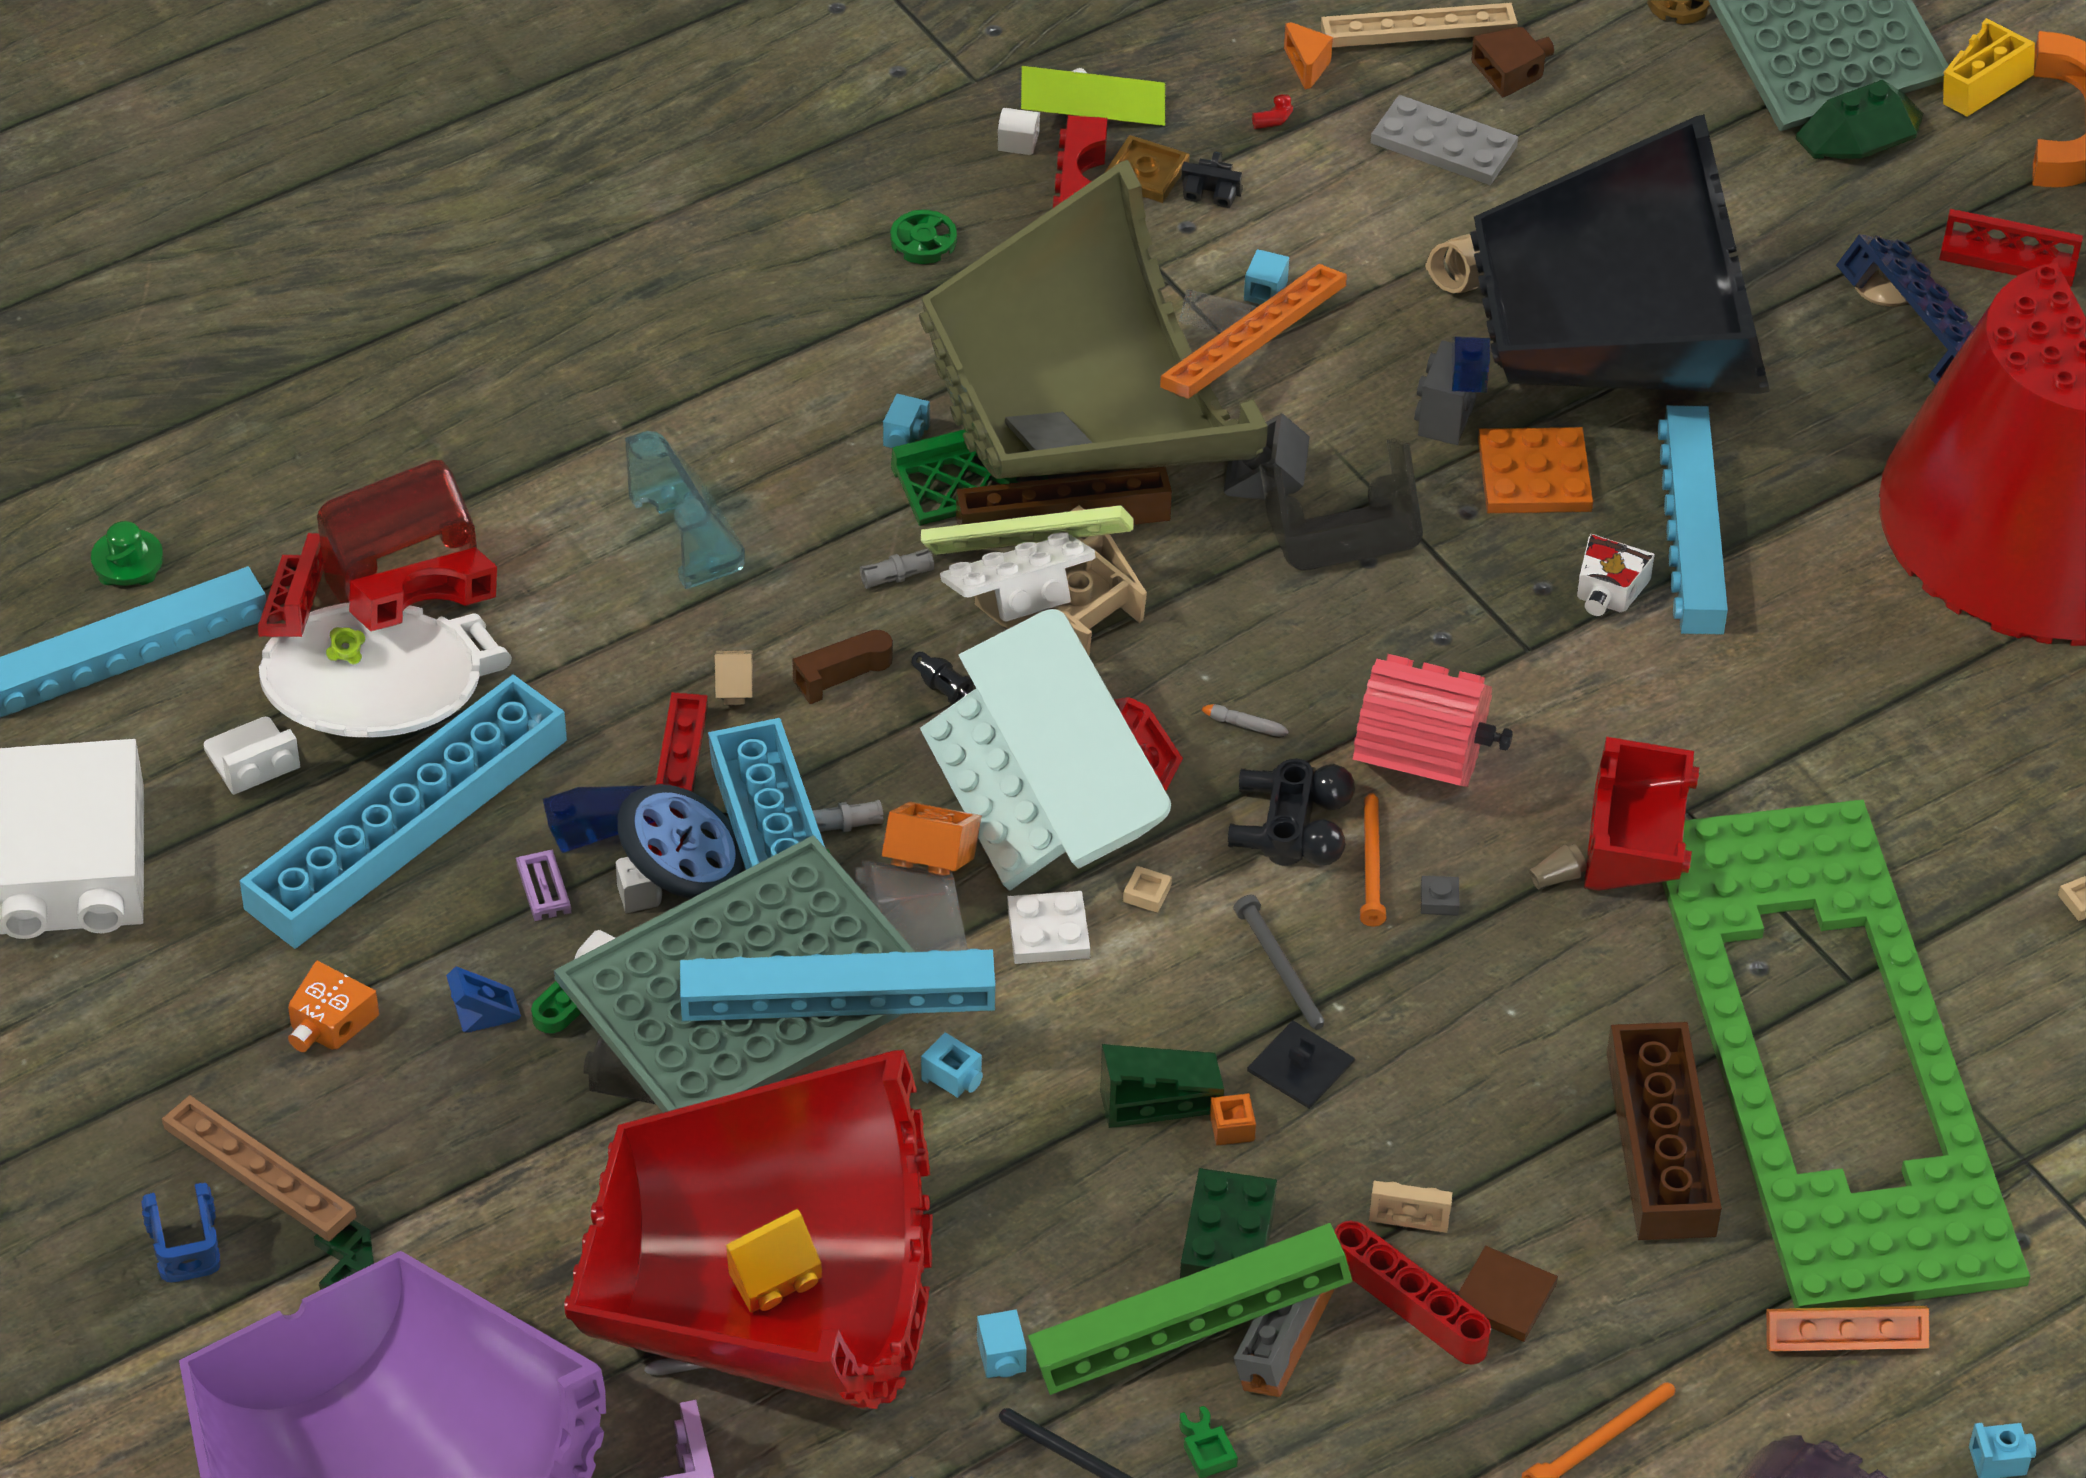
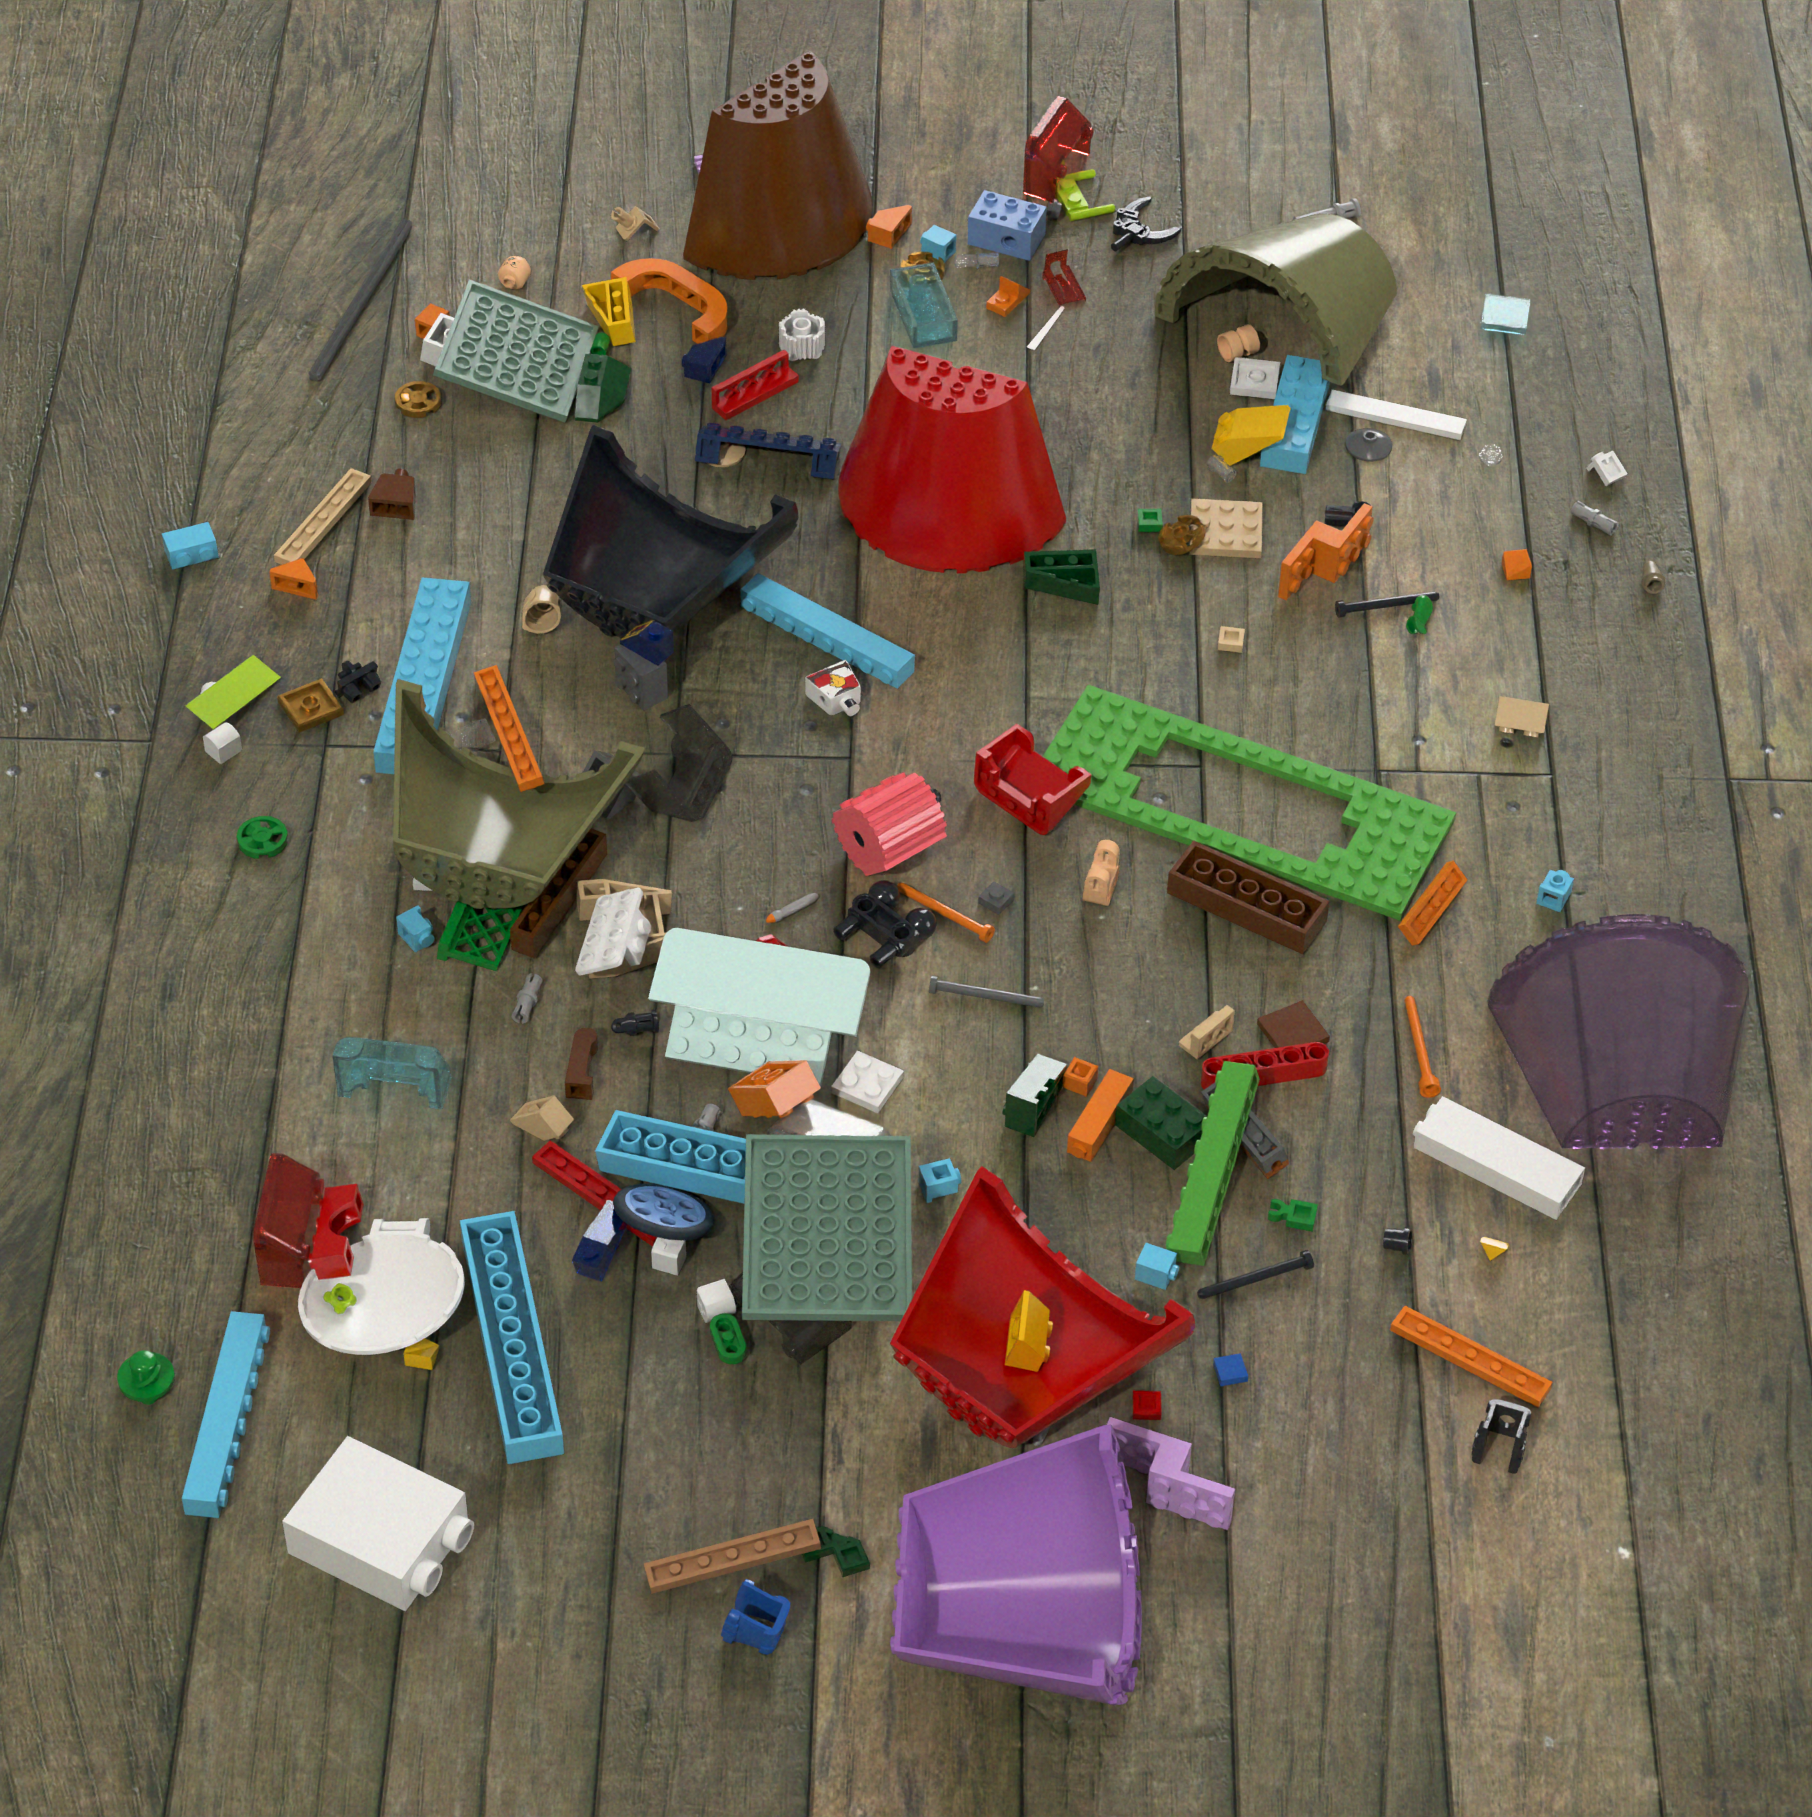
camera: 55 degrees left, 0 degrees up
(253, 754) = (384, 1394): white bracket -> none
(299, 597) = (279, 1294): red fence -> none
(329, 1009) = (632, 1458): orange torso -> none
(333, 753) = (421, 1354): none -> yellow slope
(481, 1001) = (694, 1381): blue slope -> none
(549, 906) = (620, 1305): lavender tile -> none
(791, 1448) = (1147, 1405): none -> red tile
(837, 985) = (878, 1182): medium azure brick -> none
(1026, 529) = (576, 915): yellowish green tile -> none
(1046, 430) = (516, 858): dark grey piece -> none
(1084, 149) = (311, 748): red arch -> none
(1147, 889) = (882, 1020): tan plate -> none
(1173, 1167) = (1098, 1115): none -> orange brick
(1265, 276) = (462, 701): medium azure brick -> none
(1276, 116) = (328, 621): red arm -> none
(1290, 218) = (426, 655): none -> medium azure brick
(1300, 1064) = (1062, 1027): black piece -> none
(1444, 139) = (429, 559): light grey plate -> none
(1535, 470) = (721, 676): orange plate -> none
(1558, 975) = (1103, 874): none -> light nougat piece
(1560, 866) = (1024, 833): dark tan cone -> none
(1926, 91) = (600, 344): none -> green hinge
(2005, 186) = (704, 359): none -> clear blue slope
(2012, 678) = (1063, 573): none -> dark green wedge

